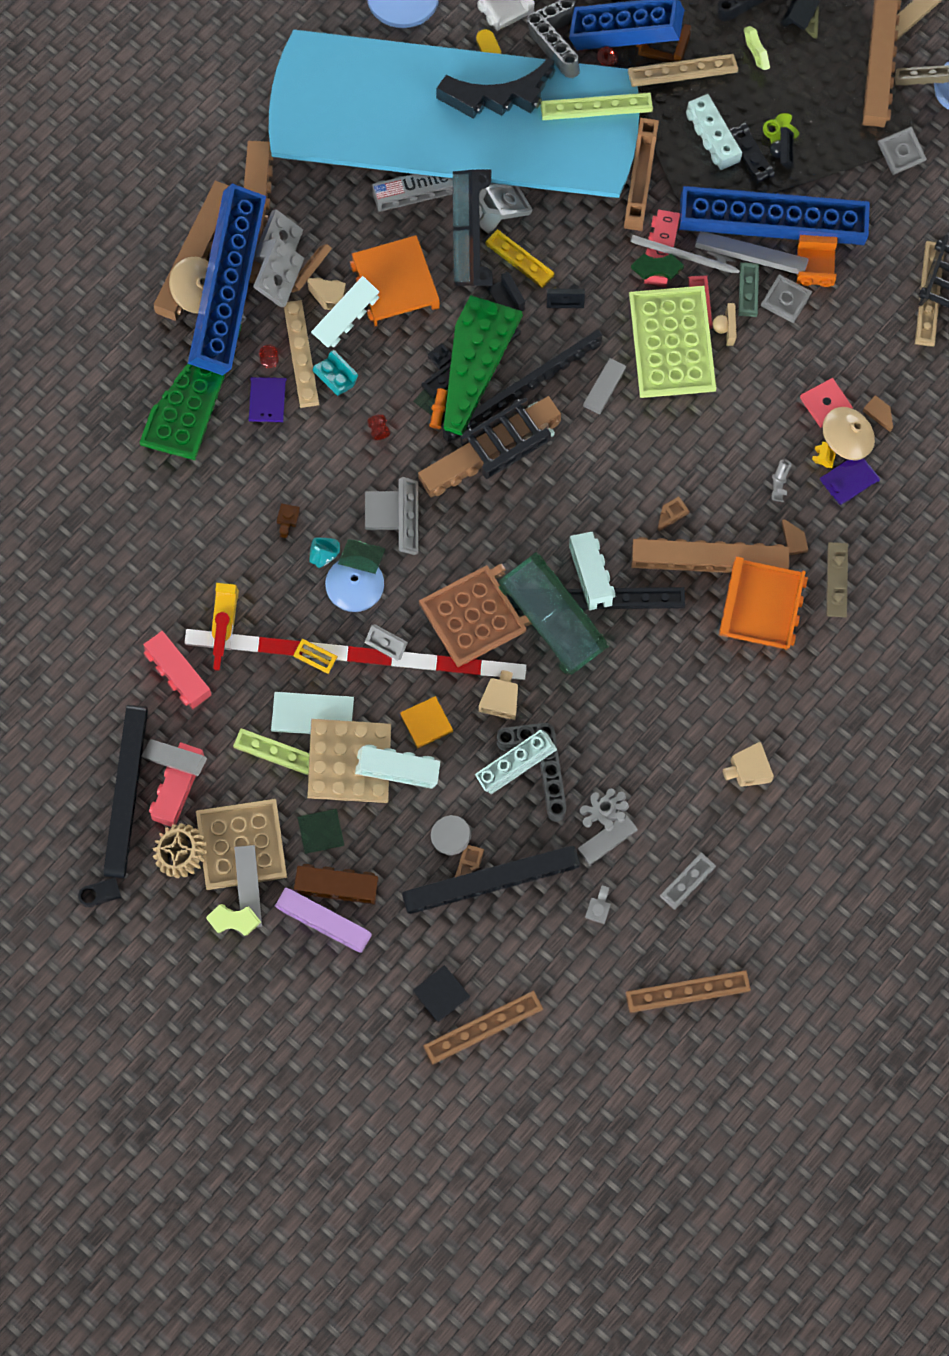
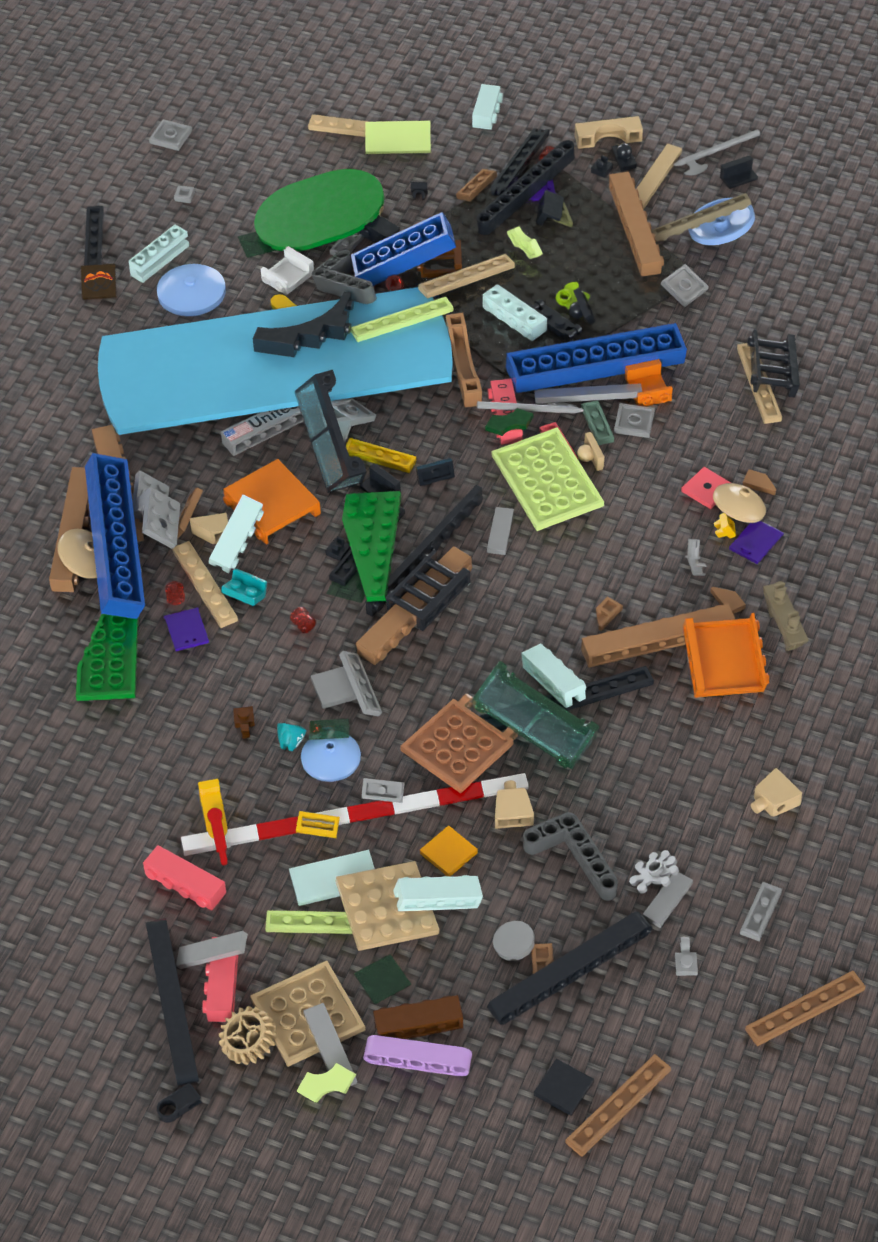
camera: 15 degrees left, 20 degrees down
(439, 409) = (354, 589): orange pin -> none
(516, 762) = (552, 852): light aqua brick -> none

